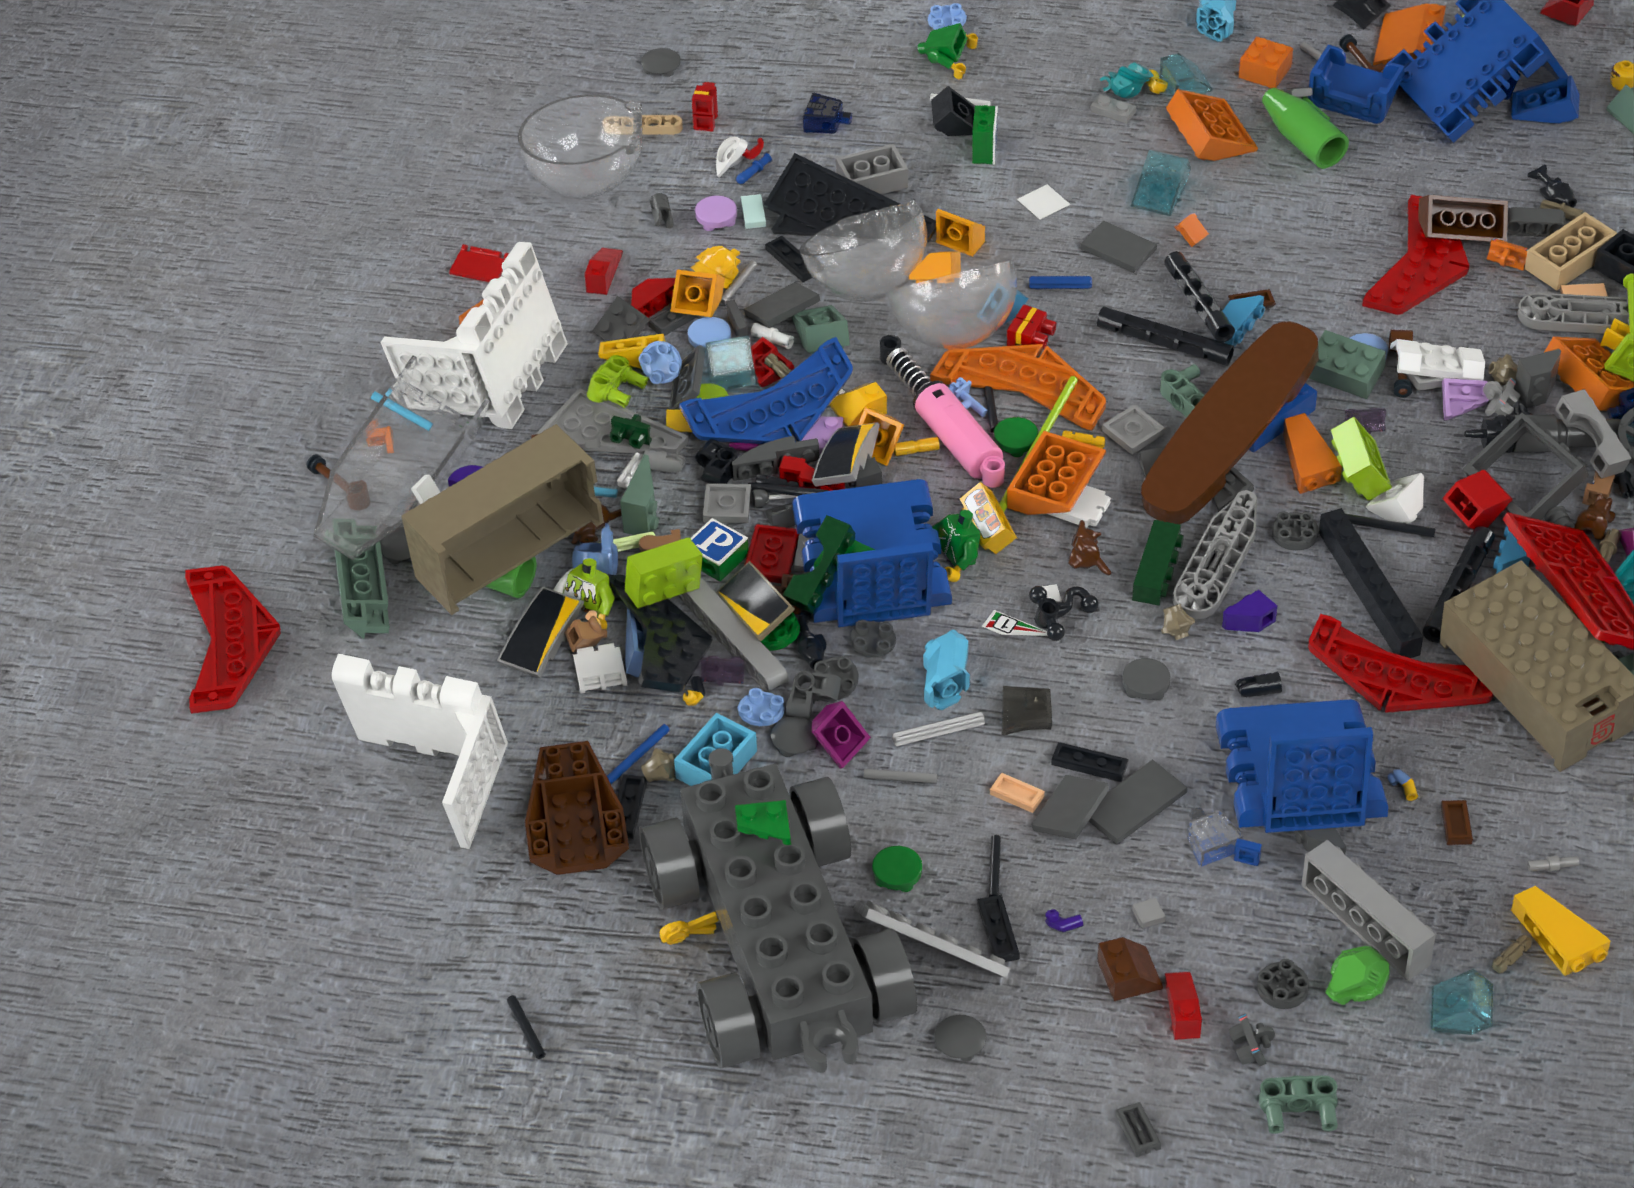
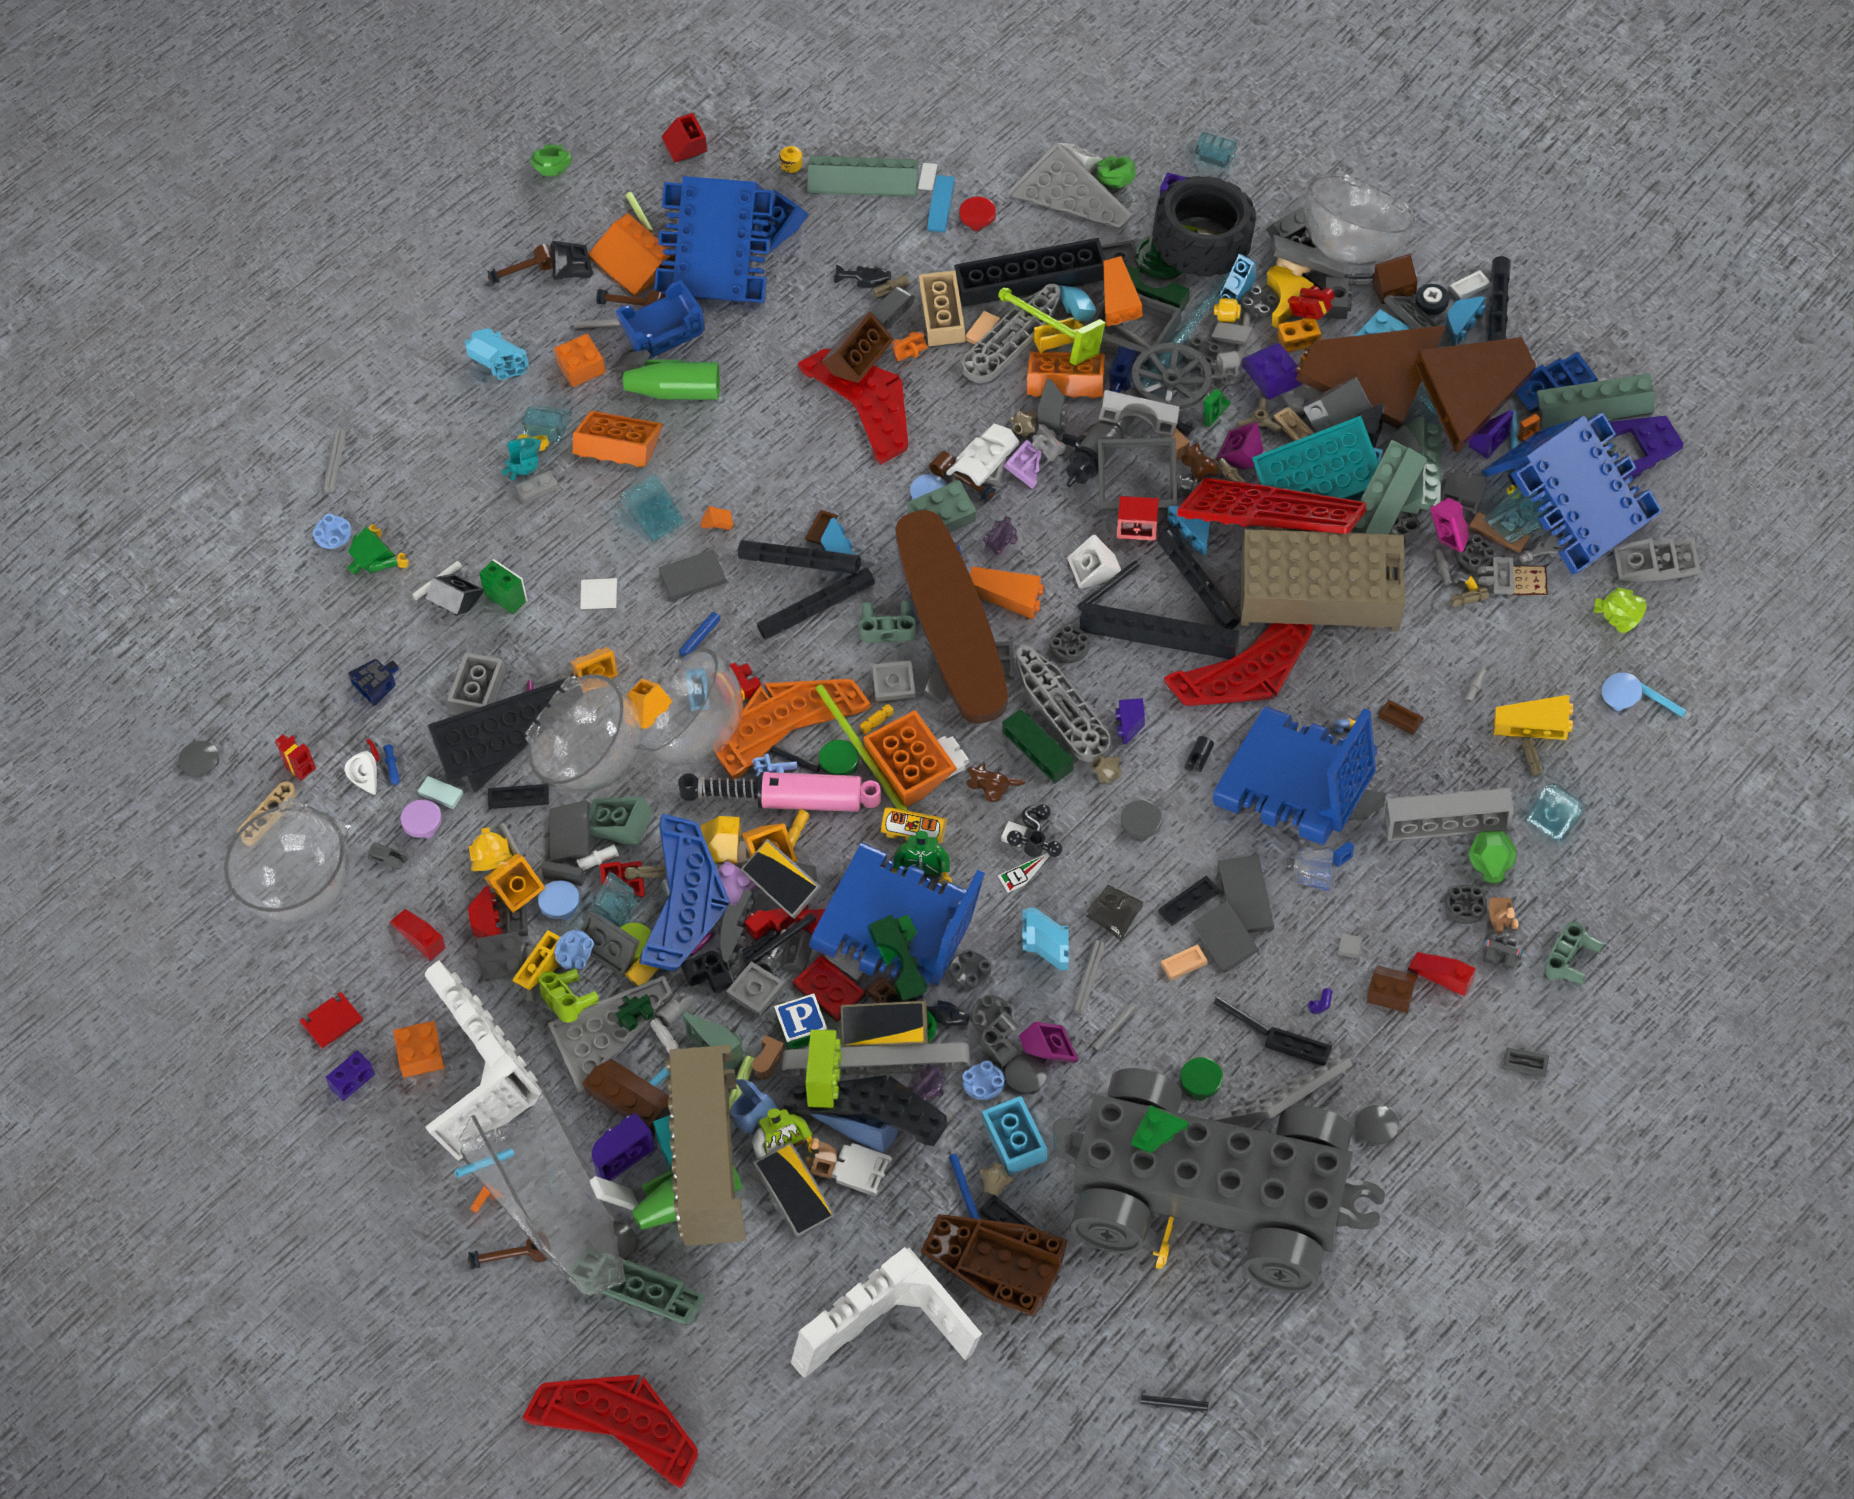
camera: 55 degrees left, 10 degrees up
(431, 298) = (350, 1075): none -> dark purple brick
(1292, 1016) = (1501, 912): none -> medium nougat piece
(1360, 459) = (1045, 562): lime brick -> none

